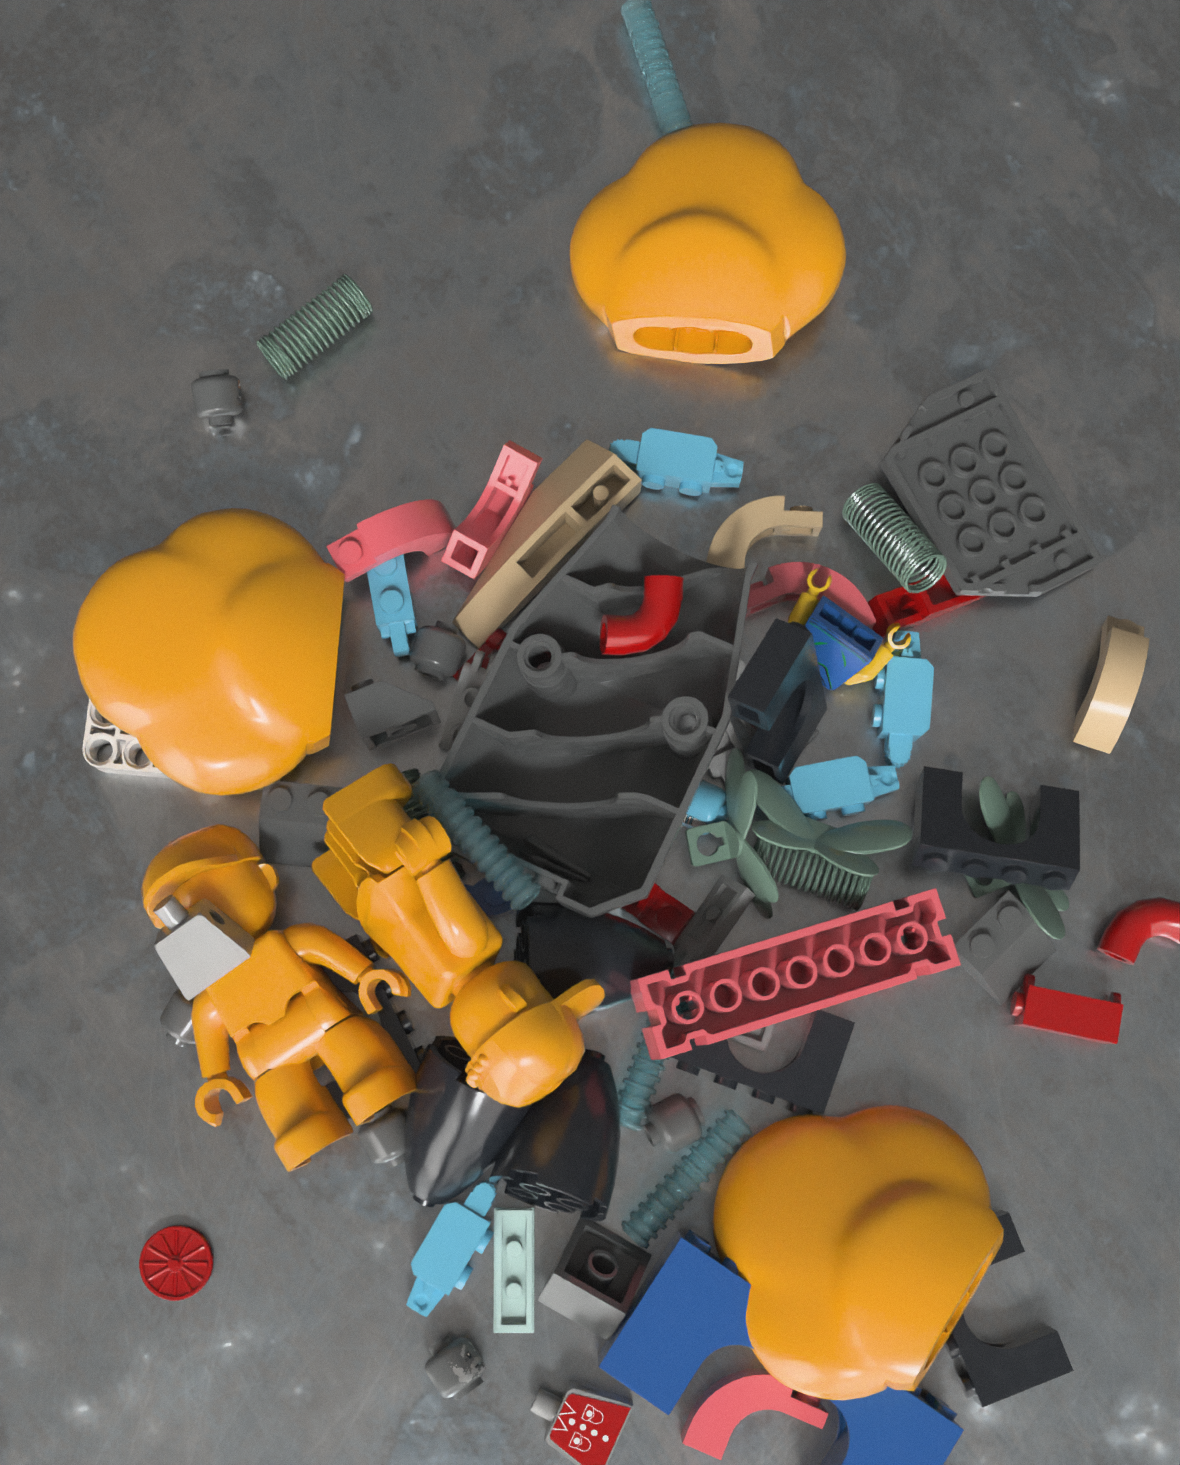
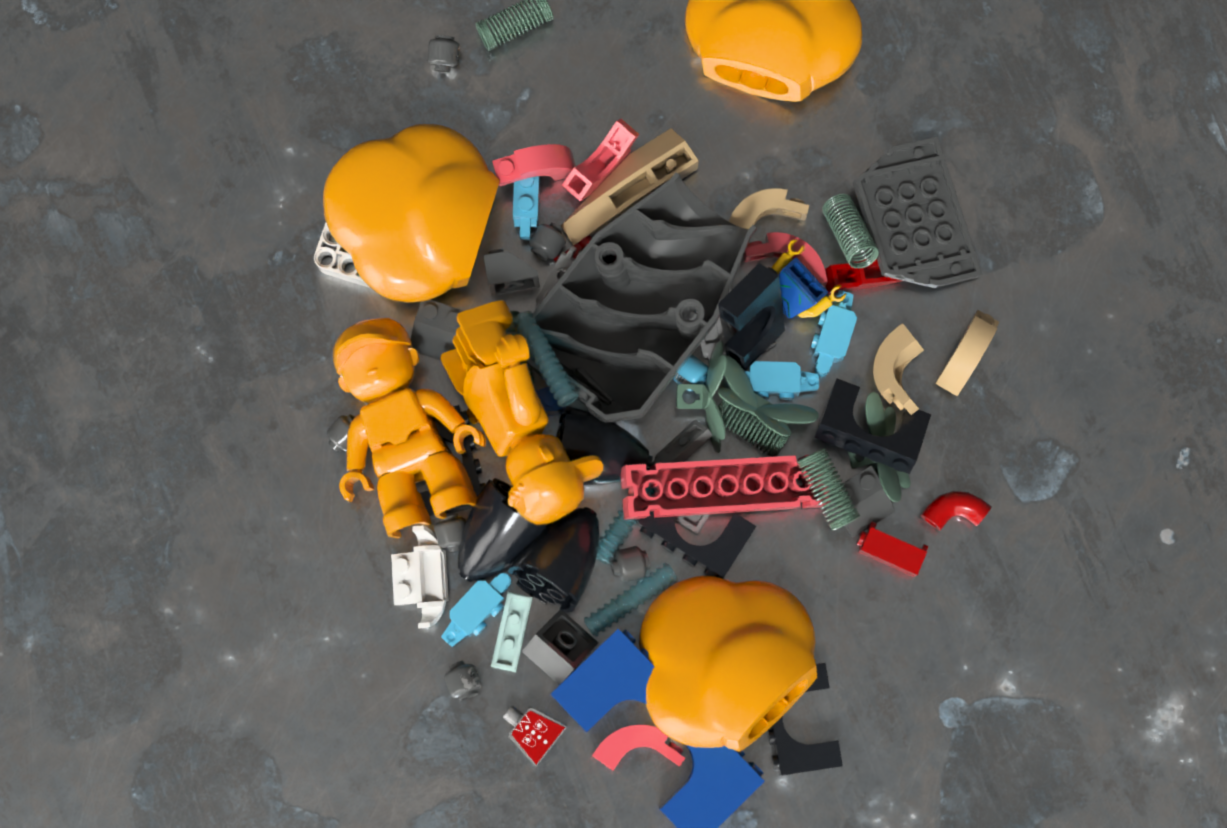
camera: 15 degrees right, 0 degrees up
(176, 1262) = (305, 582): red wheel -> none
(199, 944) = (363, 385): torso -> none
(357, 1217) = (422, 577): none -> white plate
(649, 623) = (681, 251): red cylinder -> none
(661, 914) = (649, 433): red slope -> none
(678, 461) = (725, 154): medium azure hinge -> none
(926, 902) = (824, 466): none -> sand green piece
(998, 723) = (890, 363): none -> tan arch

